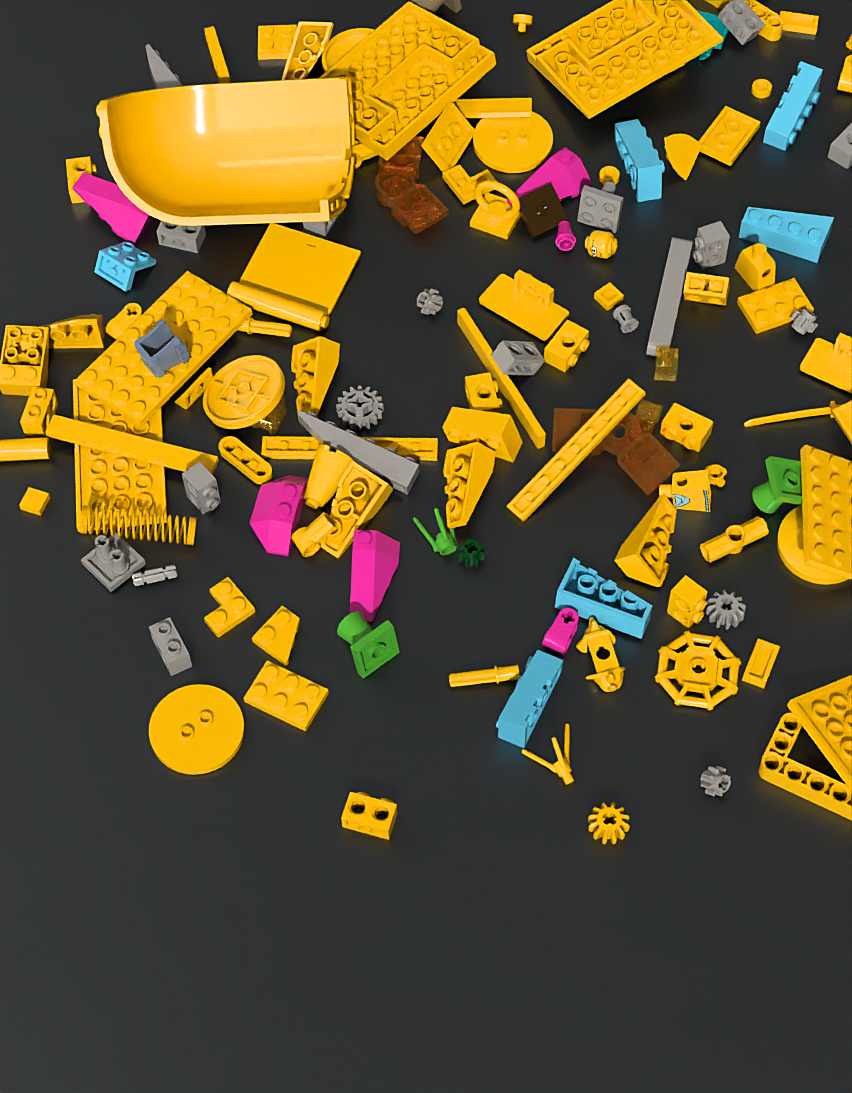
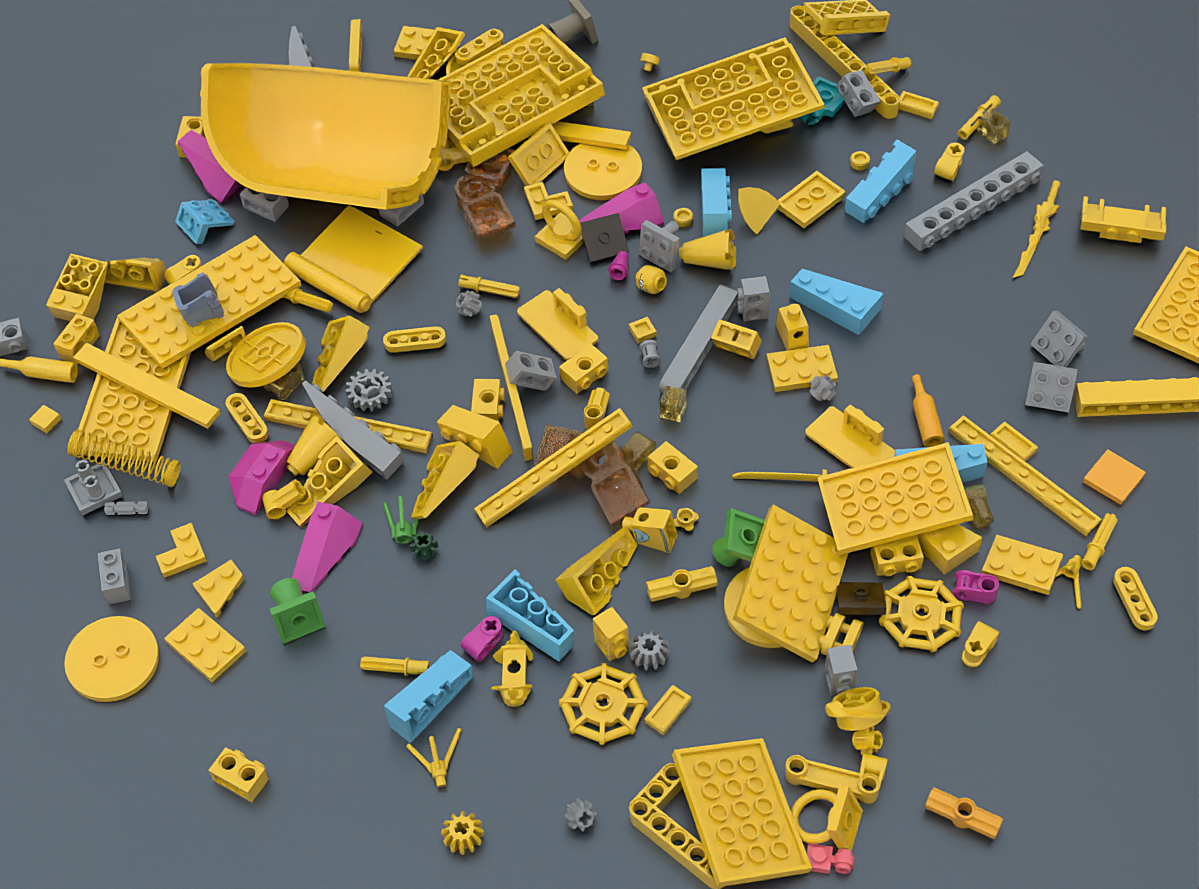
camera: 15 degrees right, 5 degrees down
(201, 488) = (193, 435): light grey brick -> none
(349, 35) = (479, 46): none -> yellow plate
(393, 343) = (405, 339): none -> yellow plate
(441, 280) = (488, 286): none -> yellow axle
(592, 384) = (596, 407): none -> yellow piece
(651, 205) = (711, 251): none -> yellow cone

